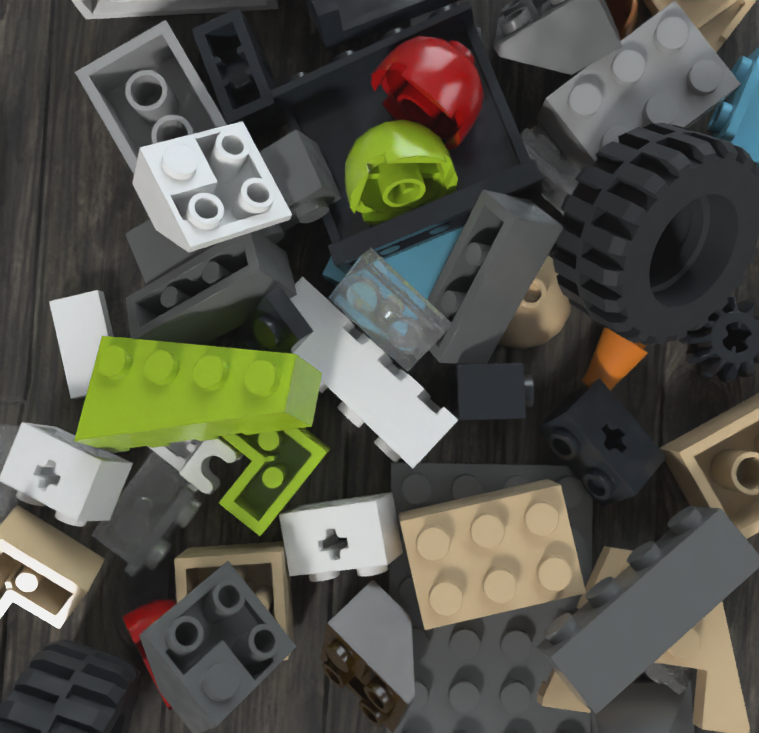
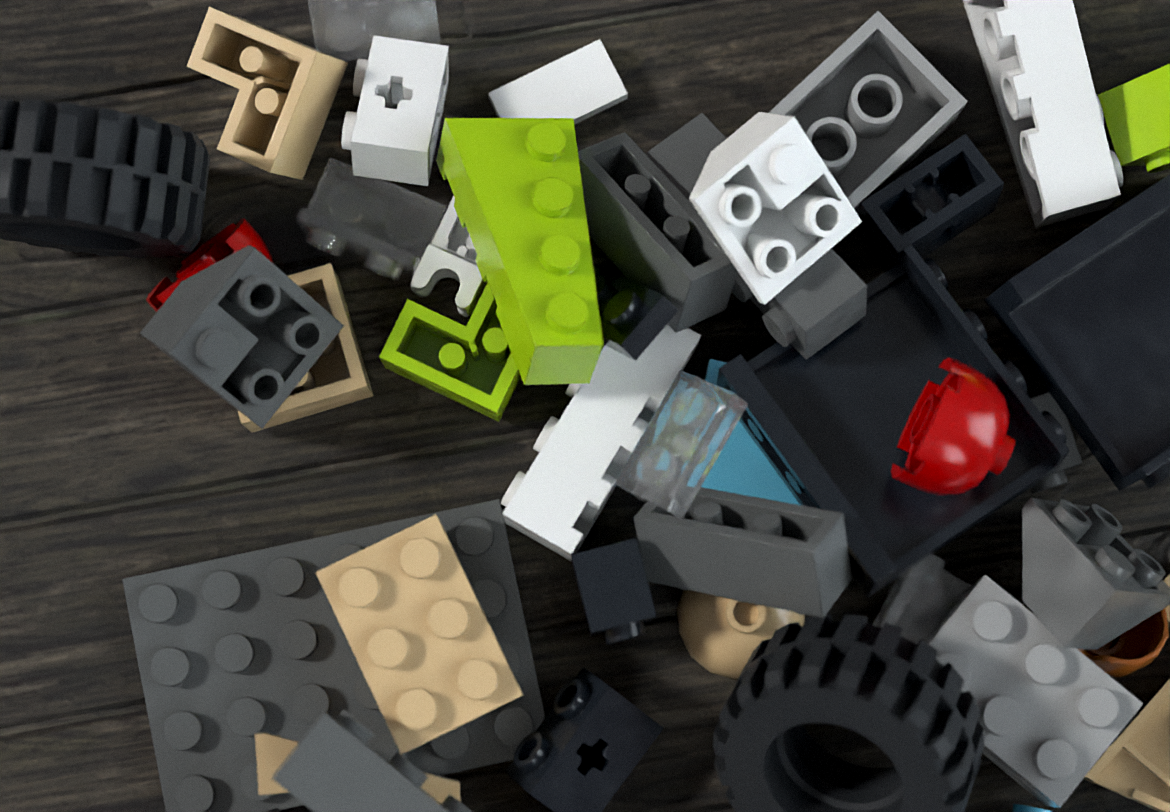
camera: 70 degrees right, 5 degrees down
(313, 532) = (389, 423): white brick -> none
(372, 654) = (265, 521): slope -> none
(397, 170) = (847, 414): lime cylinder -> none
(613, 359) = (687, 747): orange cone -> none

